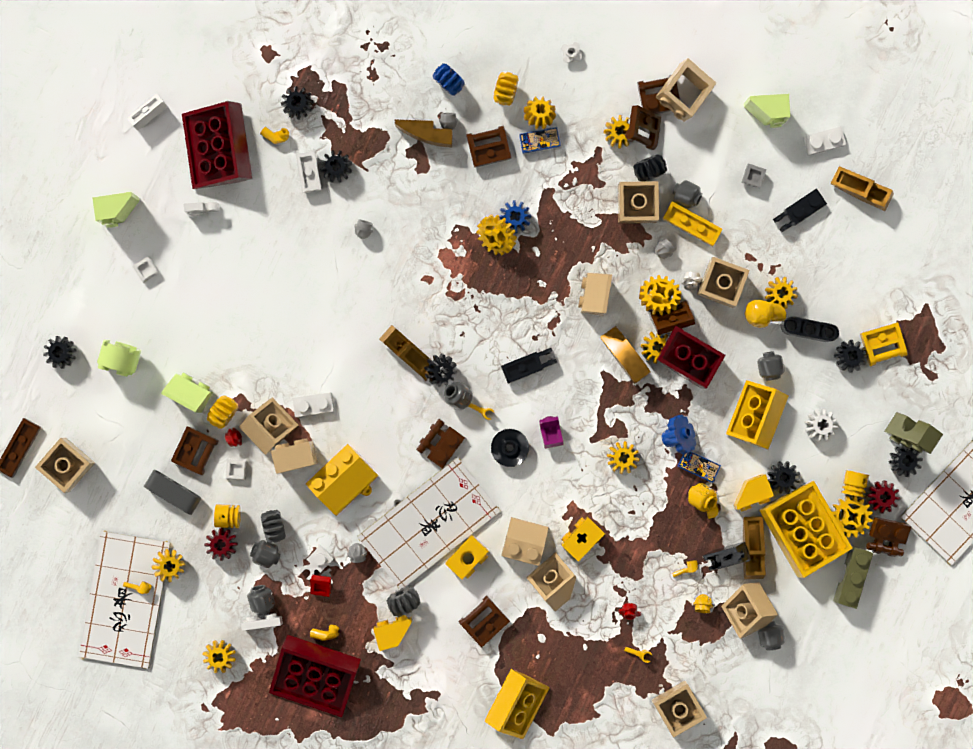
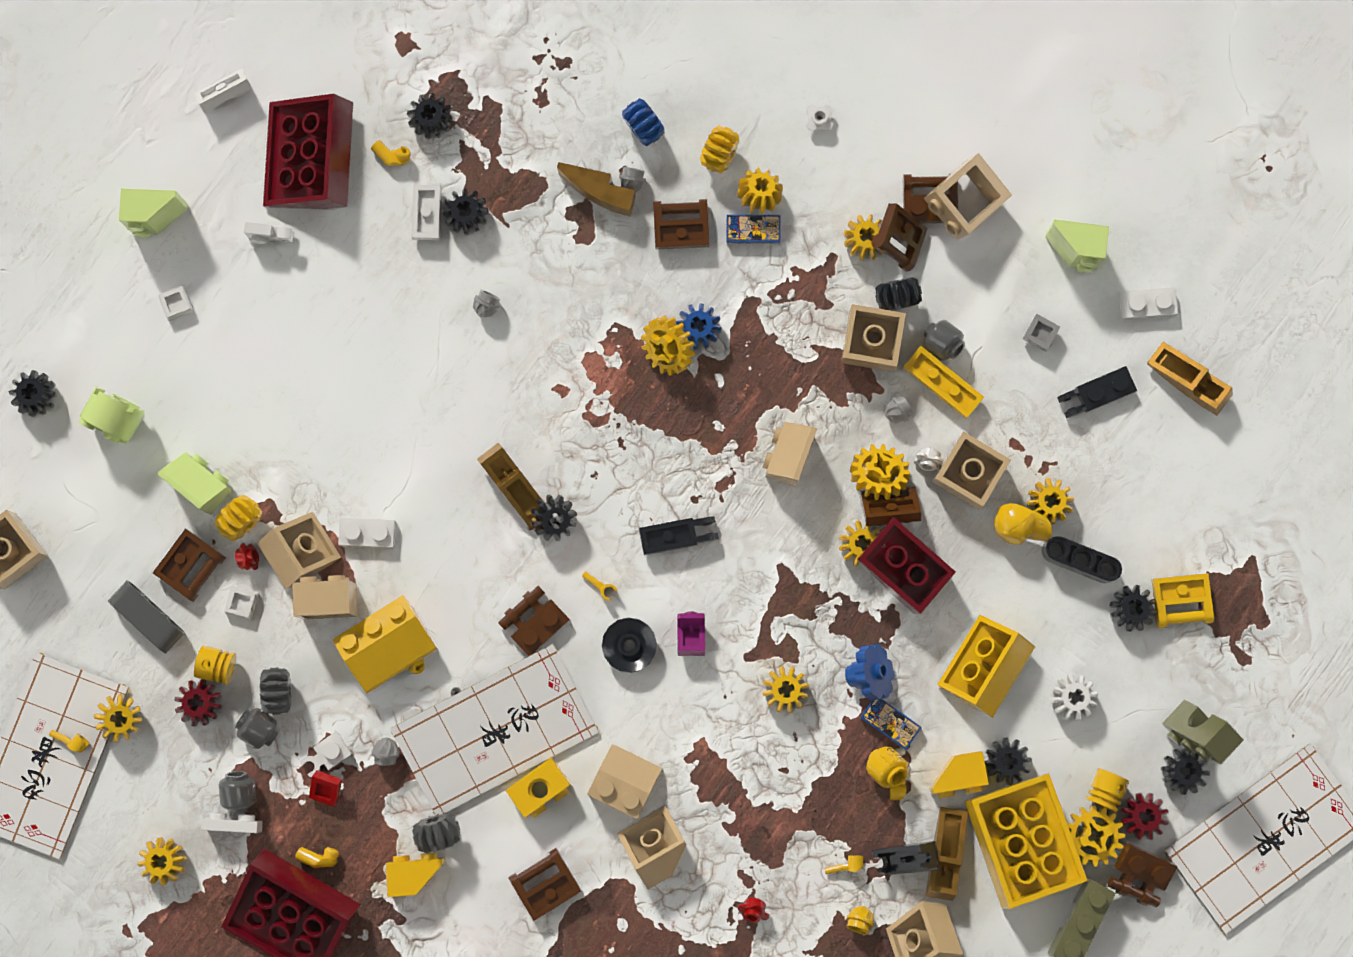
camera: 20 degrees right, 5 degrees down
(458, 395) = (570, 558): dark grey head -> none
(579, 549) = (697, 807): yellow brick -> none
(625, 354) = (816, 546): pearl gold slope -> none
(770, 366) = (1017, 600): dark grey head -> none

